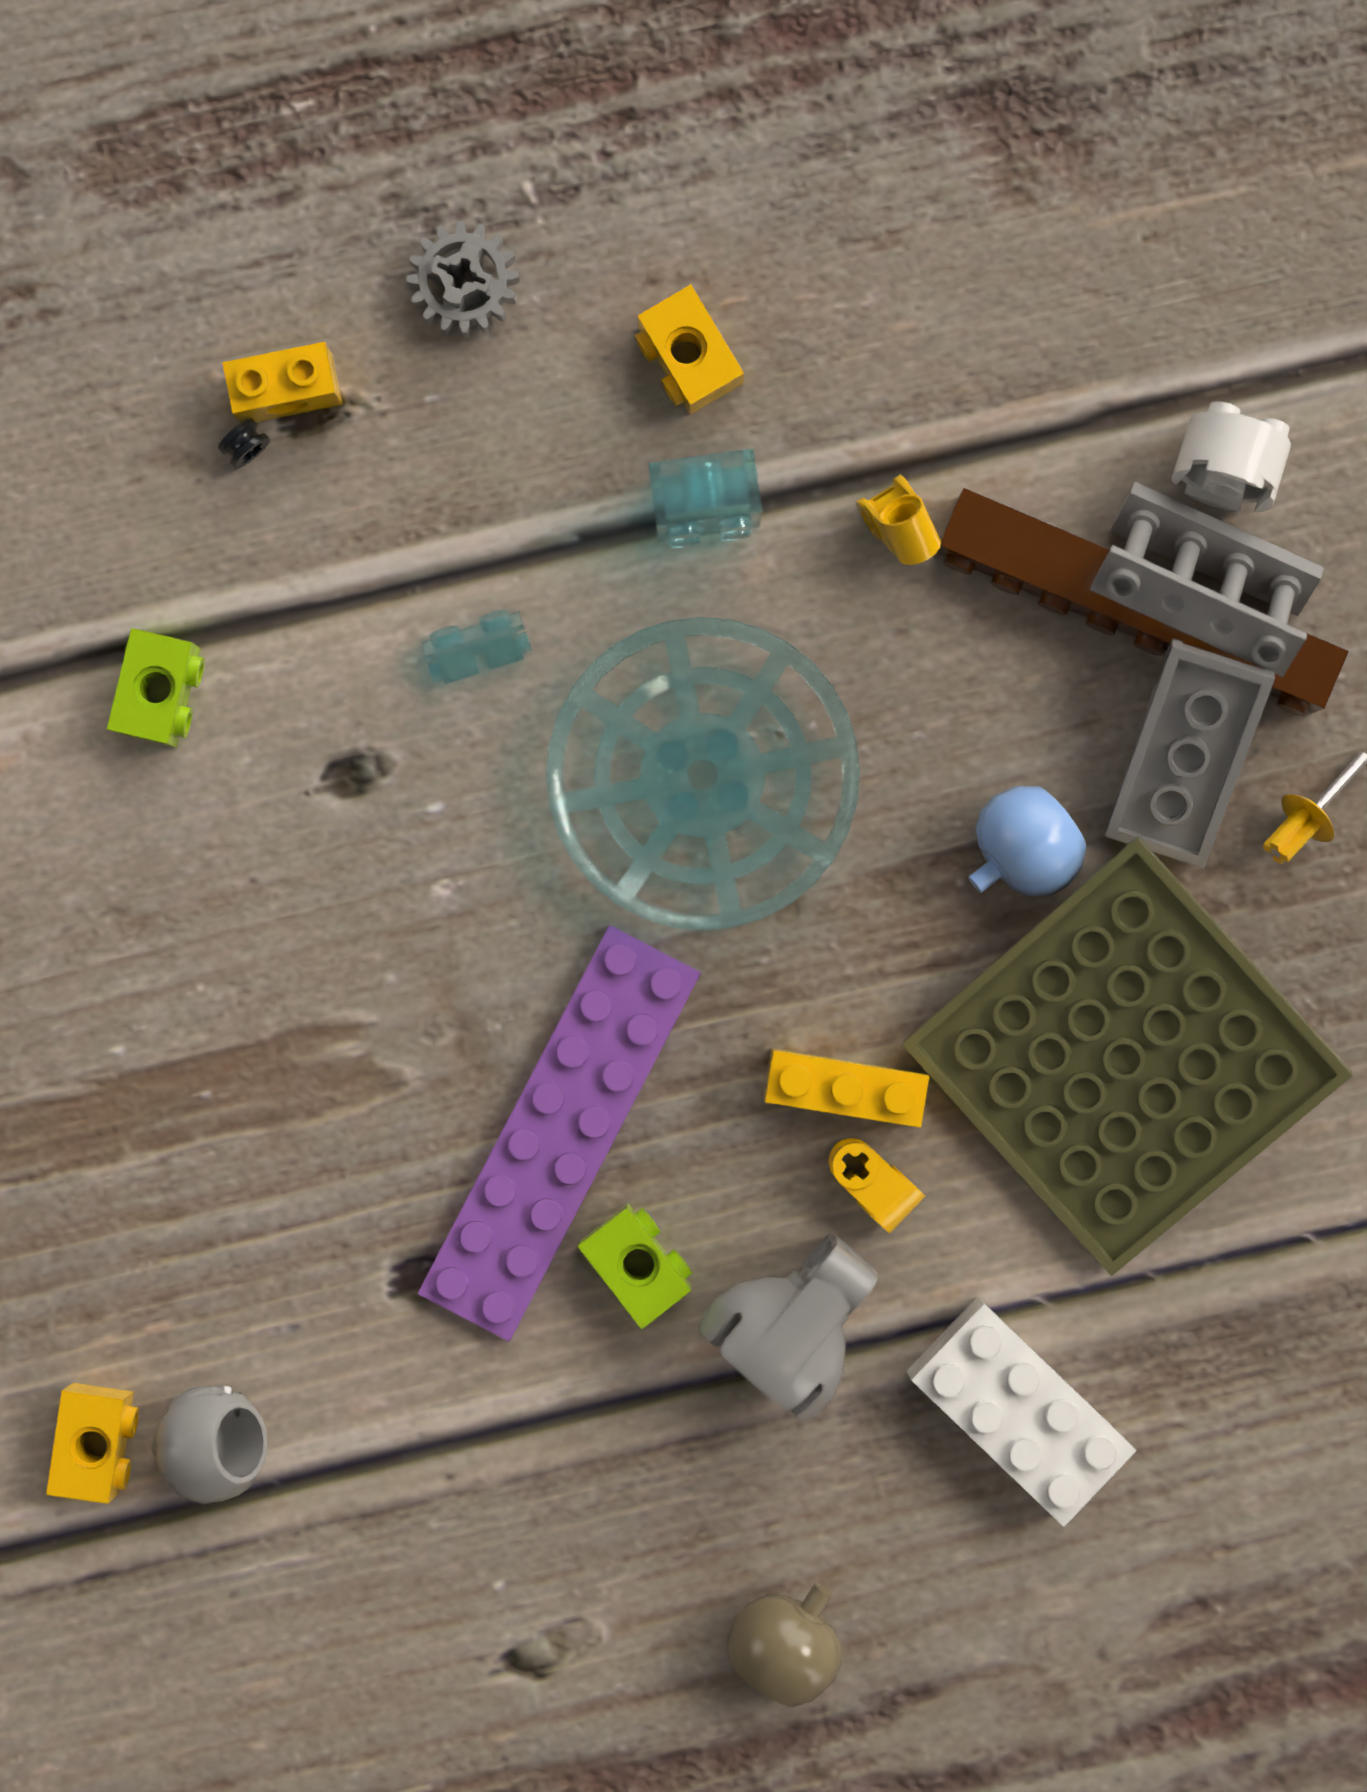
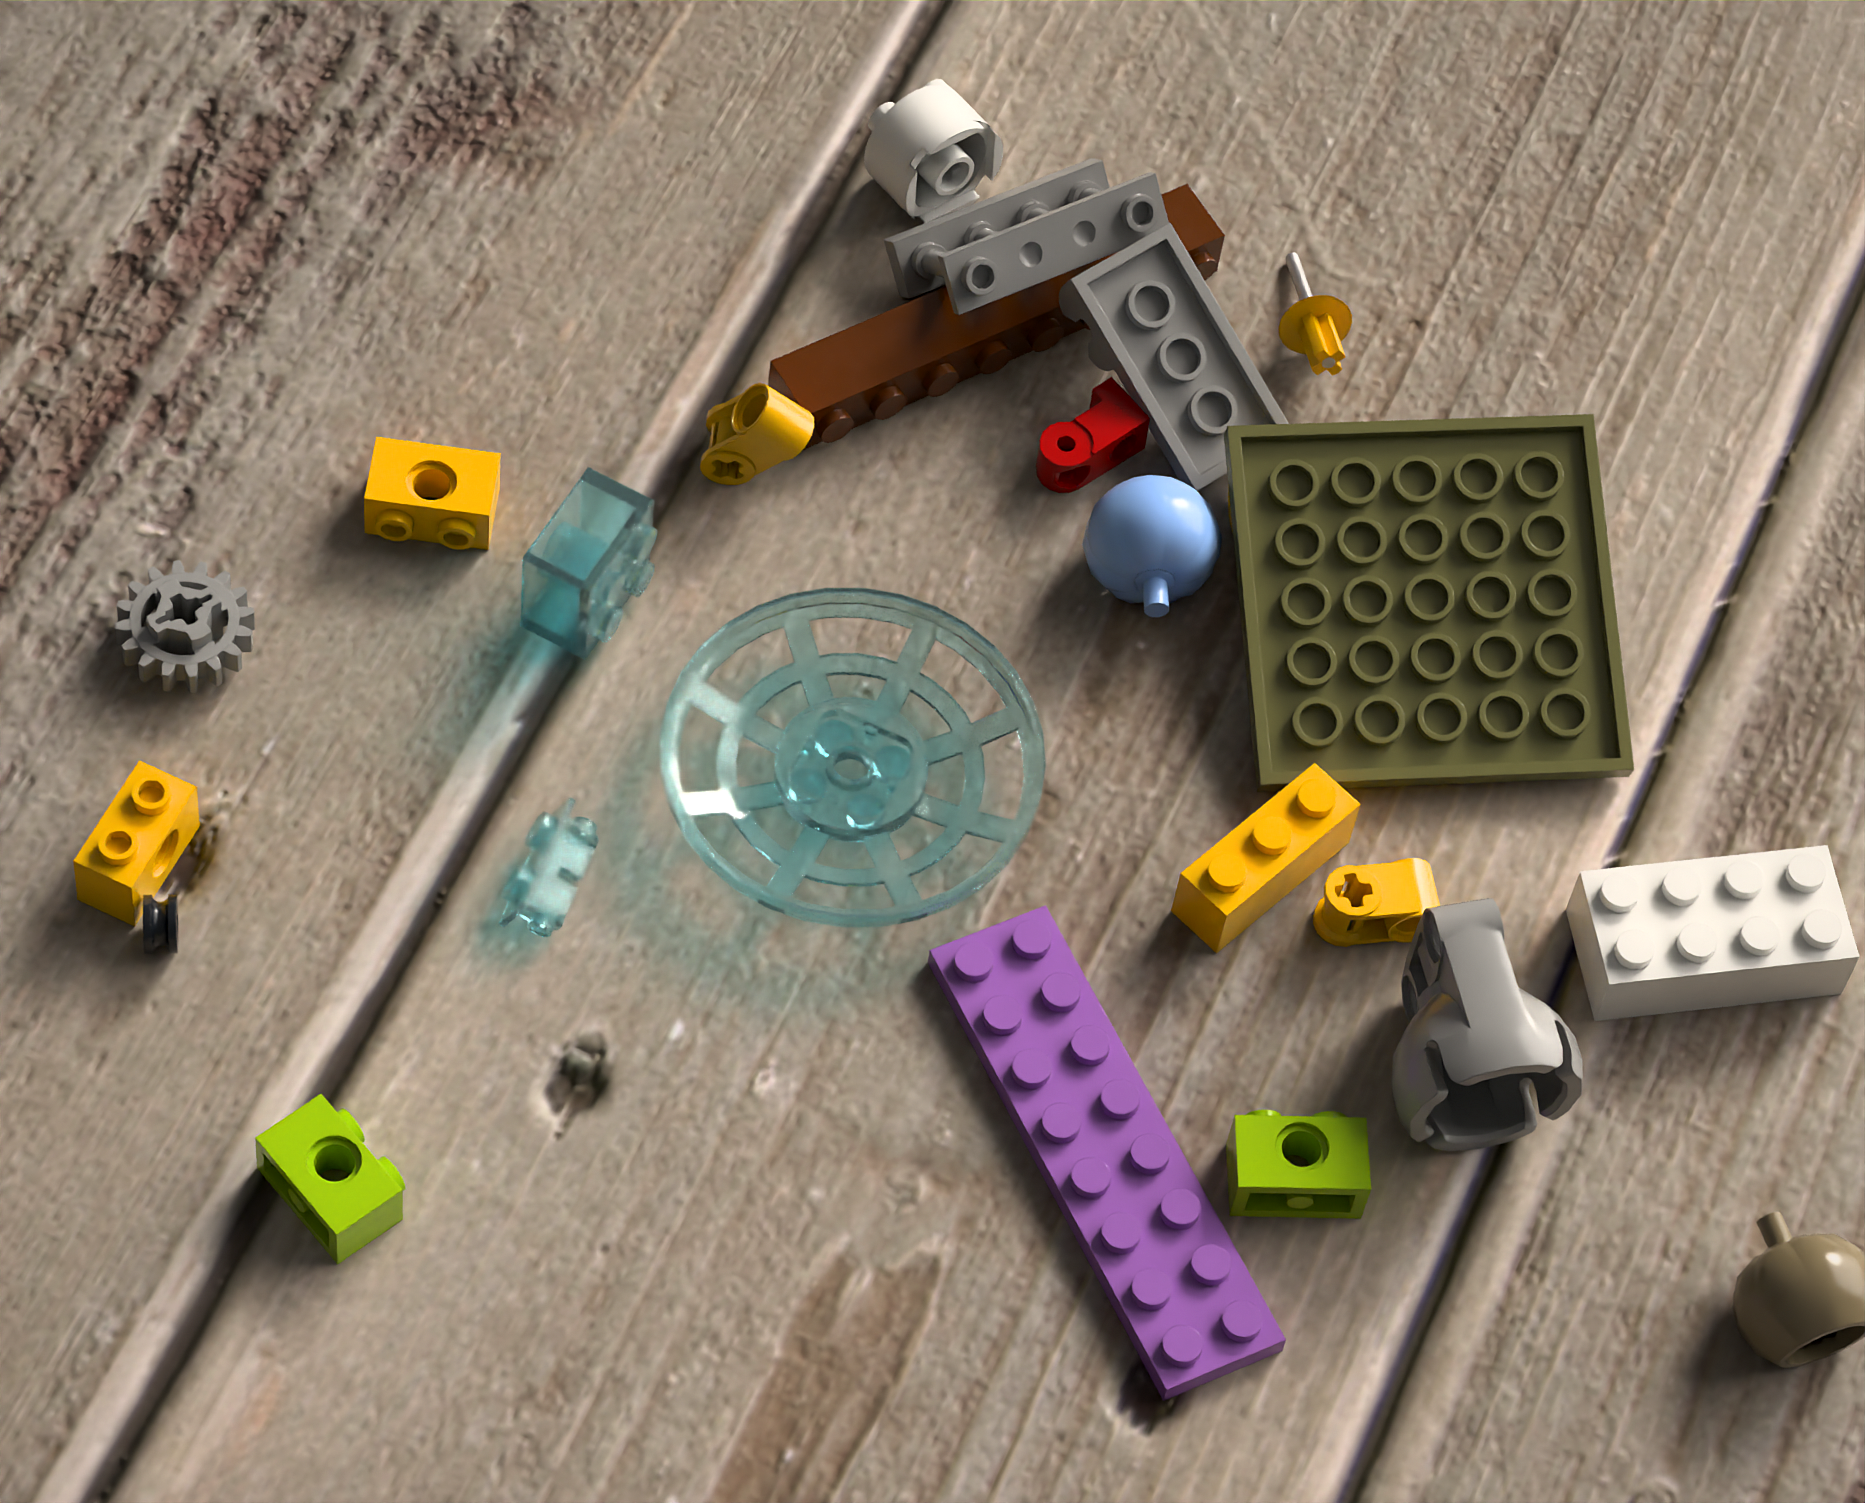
camera: 60 degrees left, 30 degrees down
(1071, 736) = (1093, 442): none -> red leg

